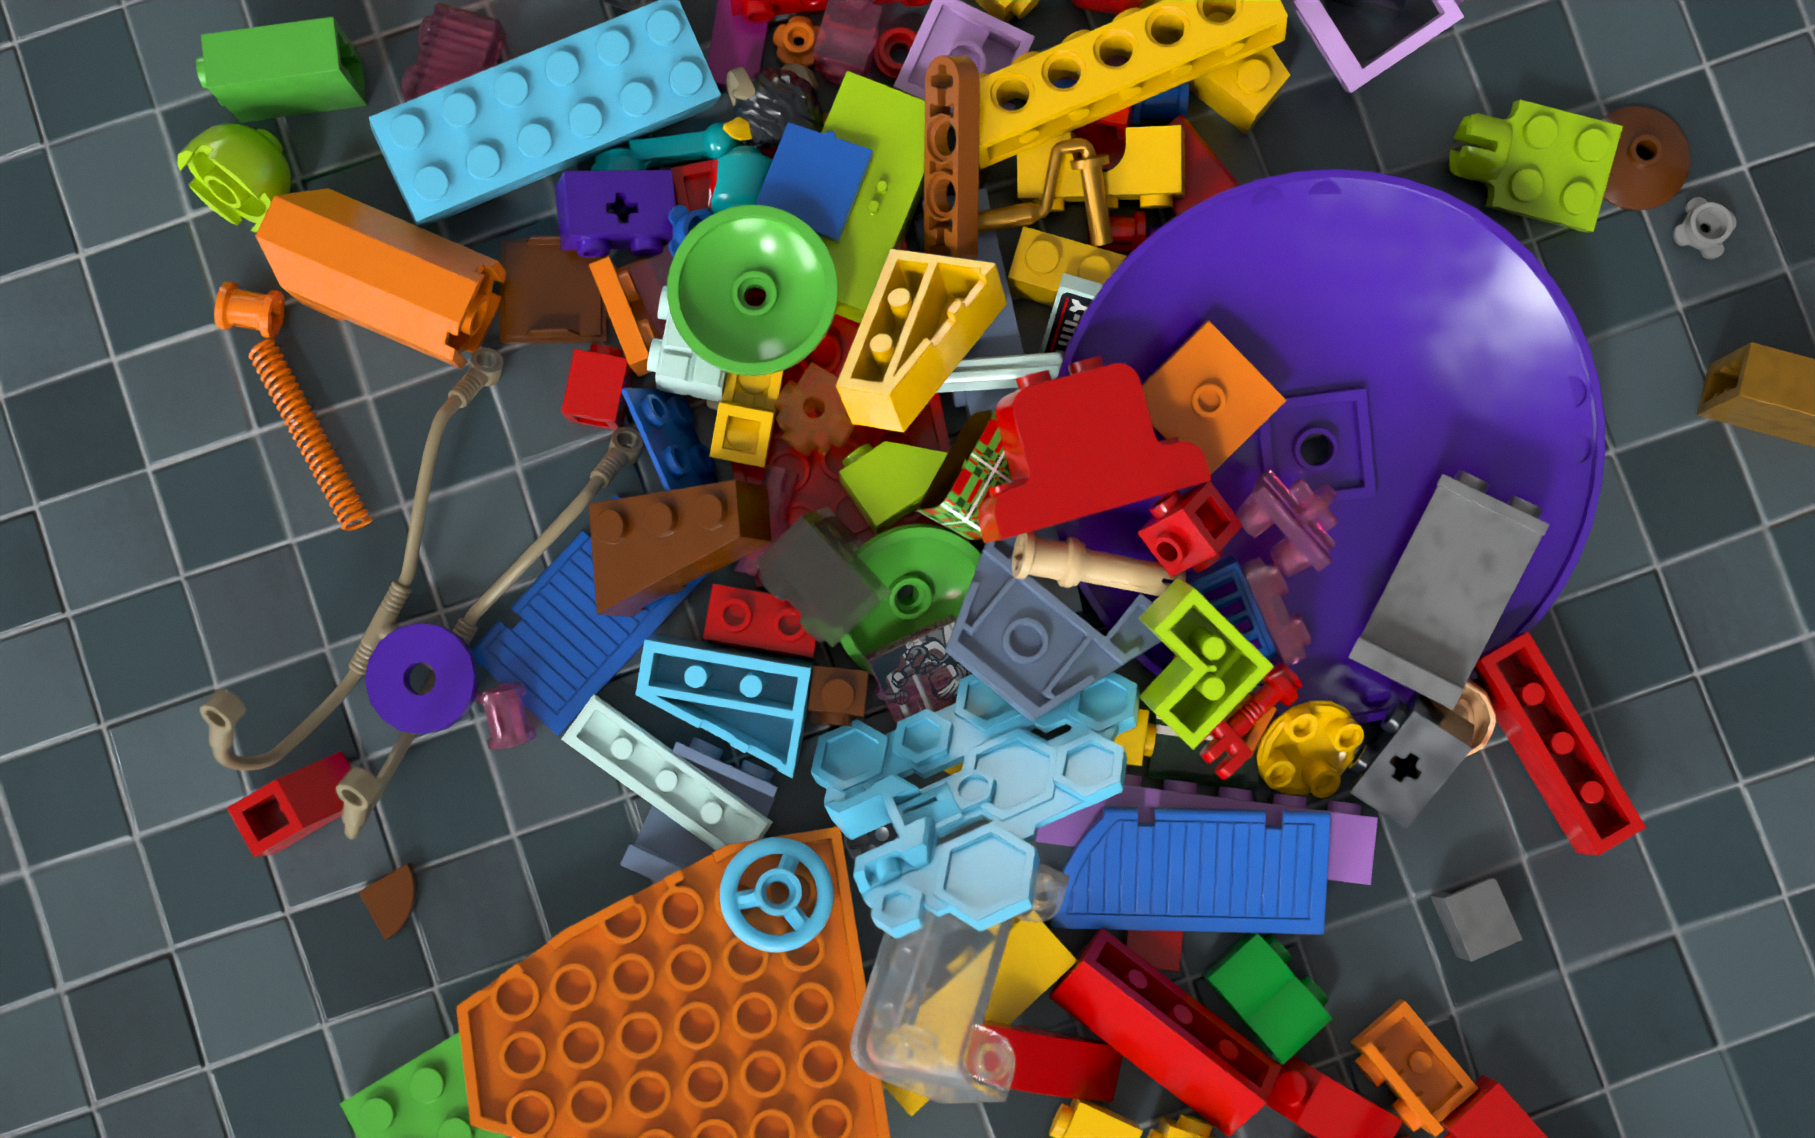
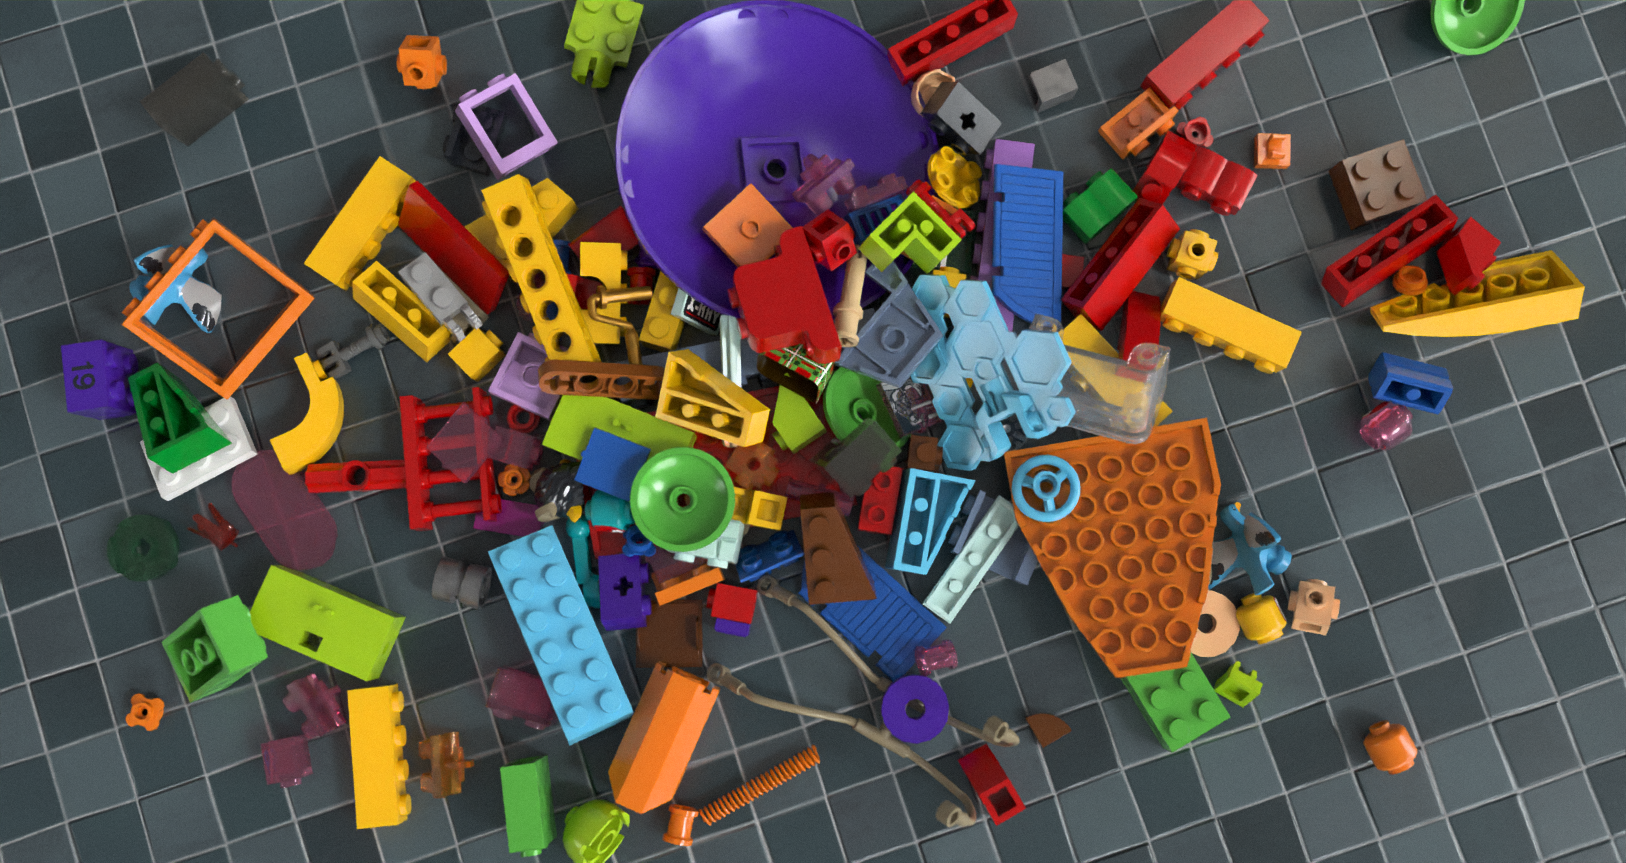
camera: 85 degrees left, 0 degrees up
(555, 386) = (732, 627): none -> dark purple tile
(1450, 588) = (864, 92): flat silver panel -> none

